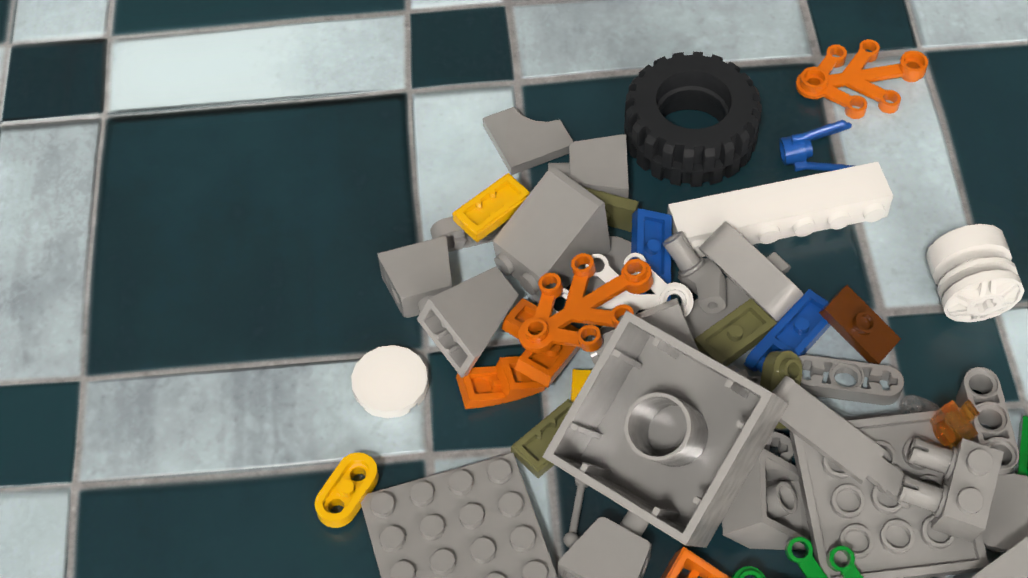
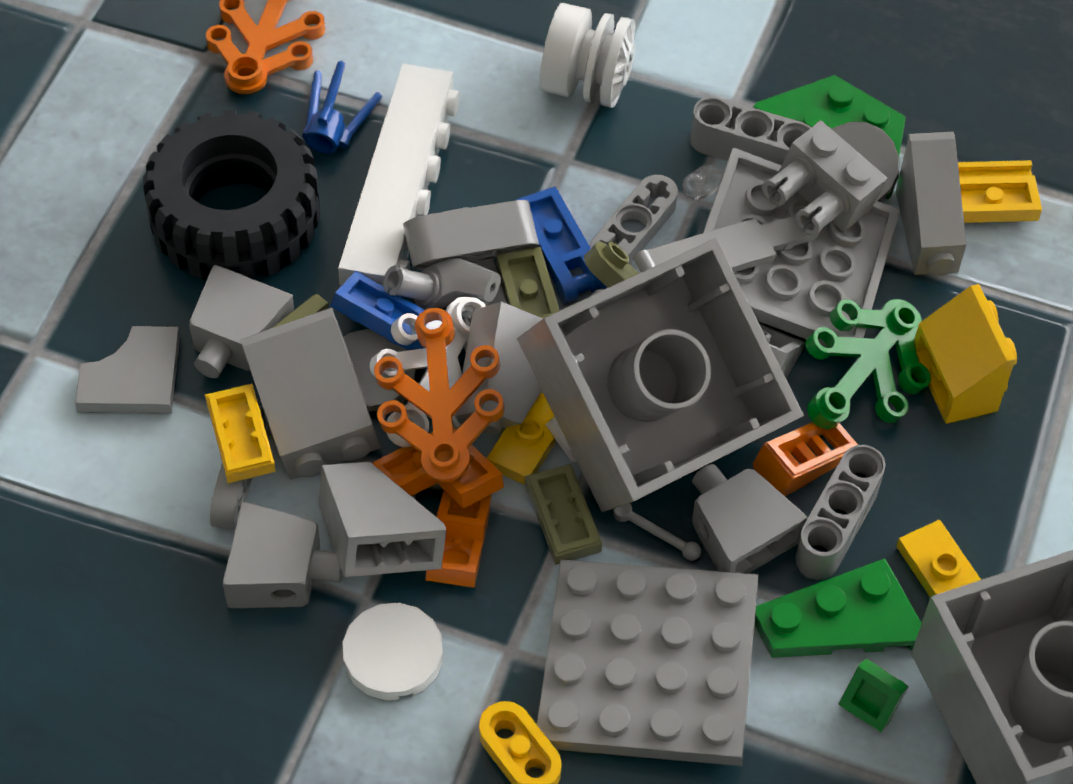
camera: 70 degrees left, 0 degrees up
(859, 325) = (583, 179): reddish brown plate -> none
(954, 423) = (765, 148): clear orange plate -> none

